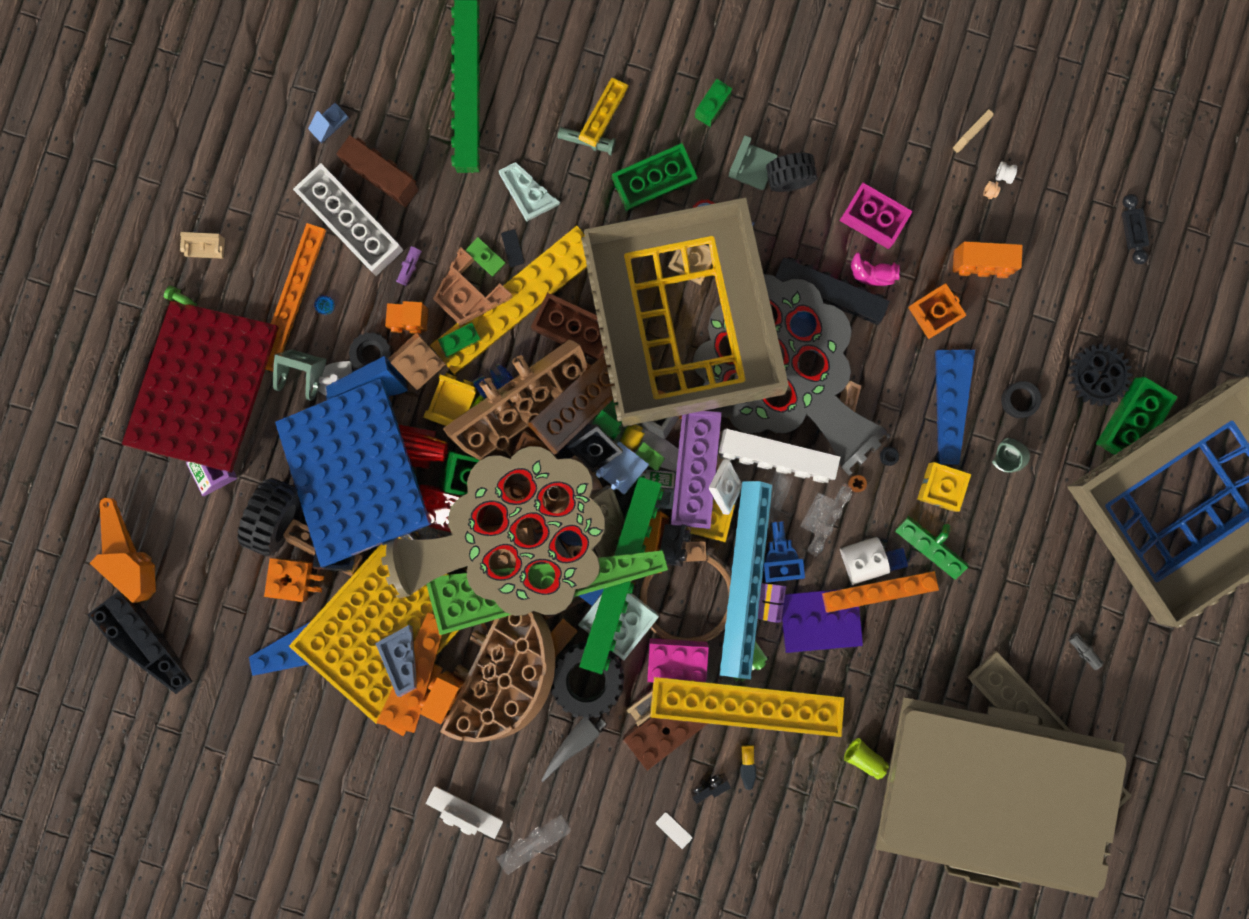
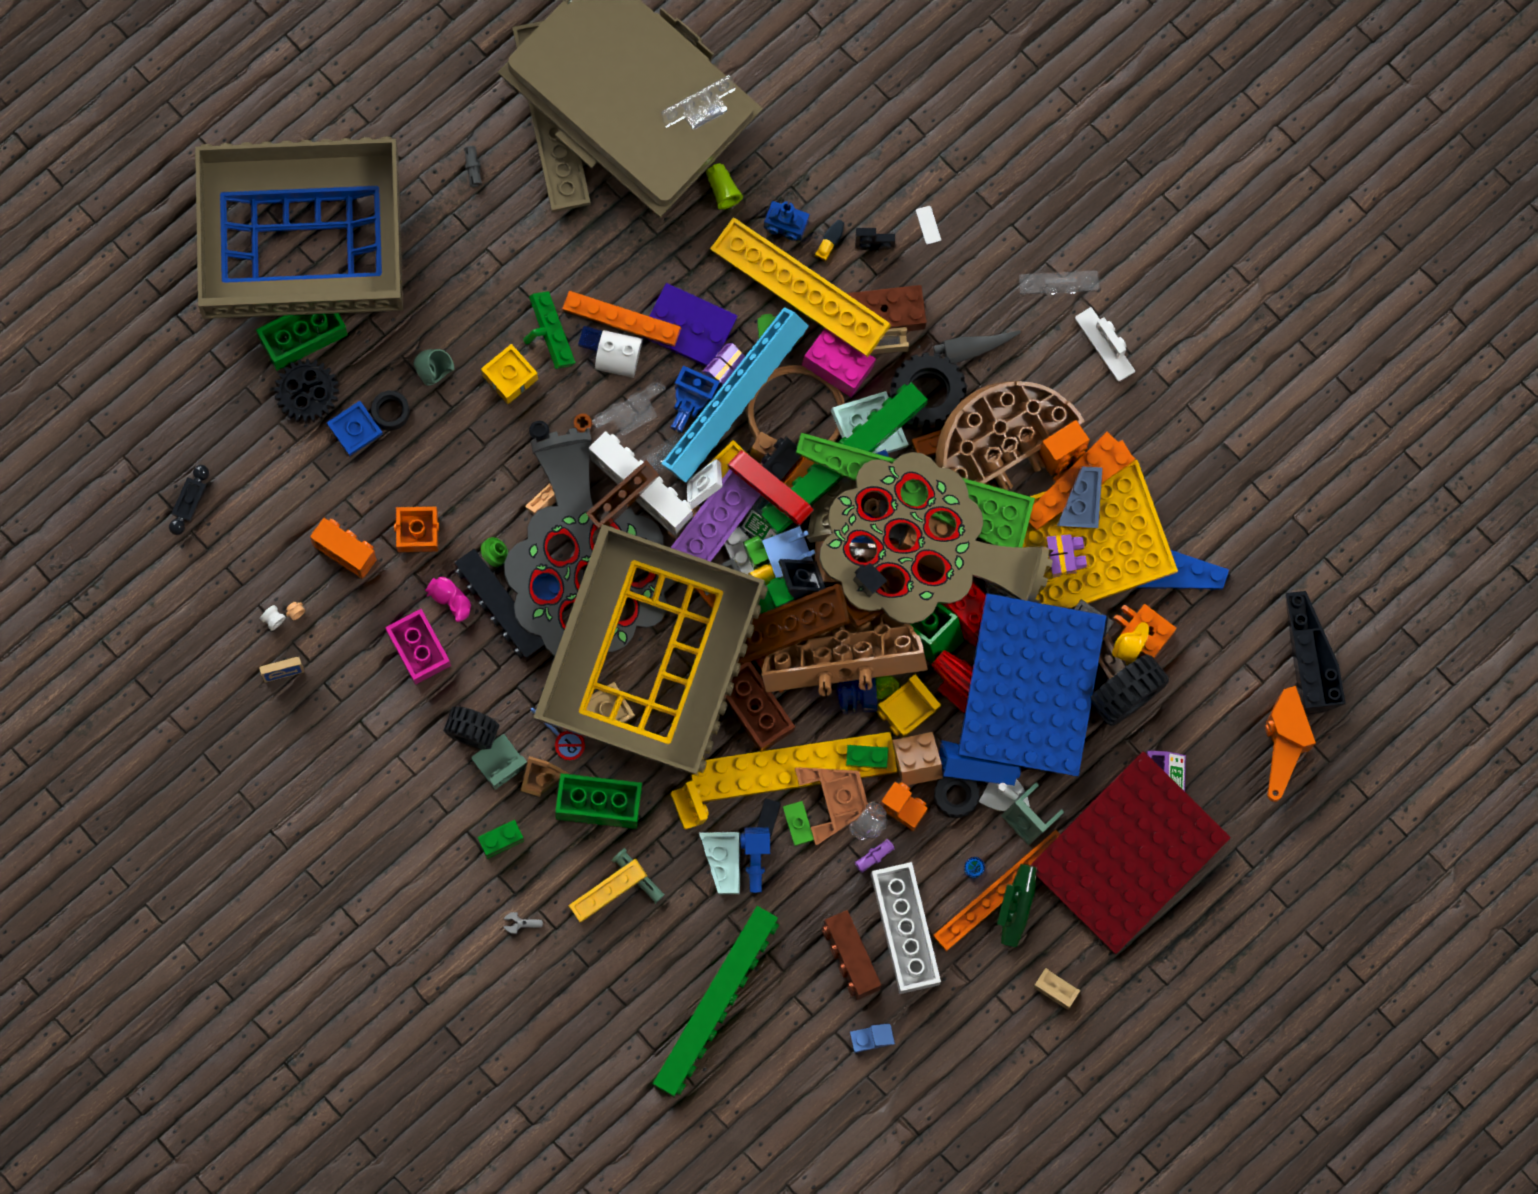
camera: 160 degrees left, 10 degrees down
(173, 294) = (1103, 946): bright green piece -> none
(267, 291) = (1017, 905): none -> dark green plate
(287, 557) = (1130, 644): none -> yellow piece
(395, 610) = (1063, 554): none -> medium lavender hips
(423, 286) = (870, 822): none -> clear hair
(504, 211) = (755, 842): none -> blue brick
(534, 473) = (869, 579): none -> black brick
(579, 216) = (689, 805): none -> yellow bracket
(658, 50) = (528, 923): none -> light grey bar
(666, 509) = (770, 487): none -> beam
(713, 173) = (540, 776): none -> medium nougat slope
(786, 429) = (623, 495): none -> reddish brown slope
(794, 760) = (786, 221): none -> blue brick
(863, 331) = (494, 551): none -> bright green plate
(931, 817) = (701, 106): none -> clear bracket
(952, 394) = (443, 457): blue wing -> none
(1040, 367) = (354, 428): none -> blue plate

